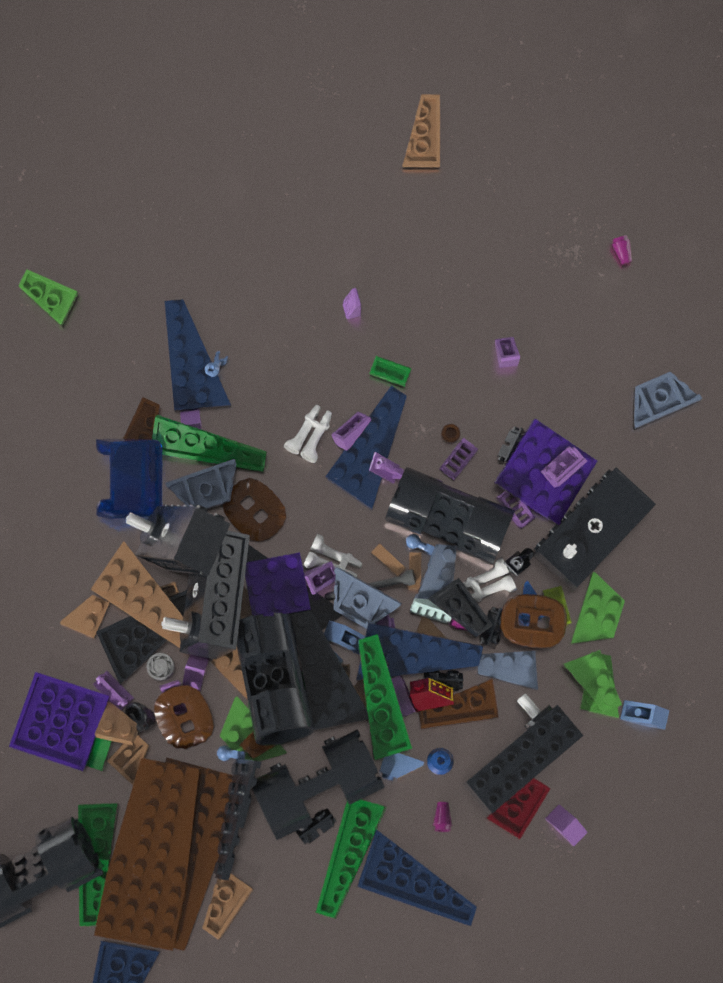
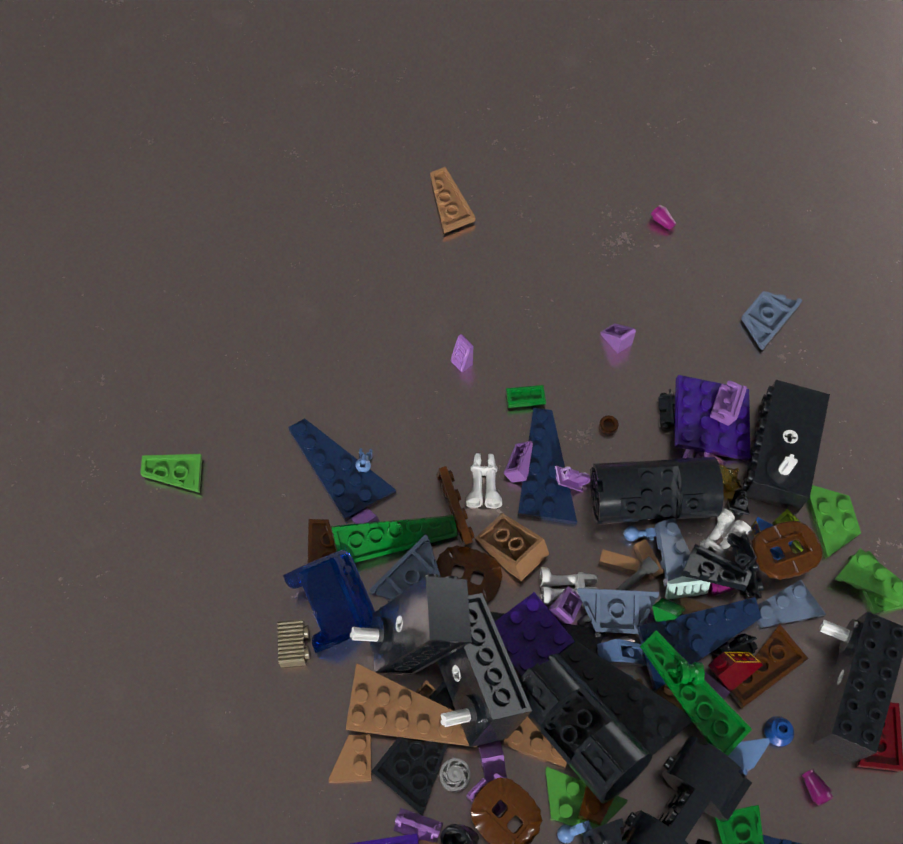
camera: 25 degrees left, 15 degrees down
(81, 498) = (292, 643): none -> dark tan brick
(273, 437) = (466, 533): none -> reddish brown wing
(304, 503) = (513, 546): none -> medium nougat slope
(383, 681) = (690, 673): none -> green wheel
(401, 621) = (667, 610): none -> green slope
(458, 448) = (630, 430): medium lavender slope -> none
(493, 603) = (742, 550): none -> black hinge
(495, 574) = (726, 524): none -> clear tile
(525, 533) = (730, 478): none -> clear yellow animal

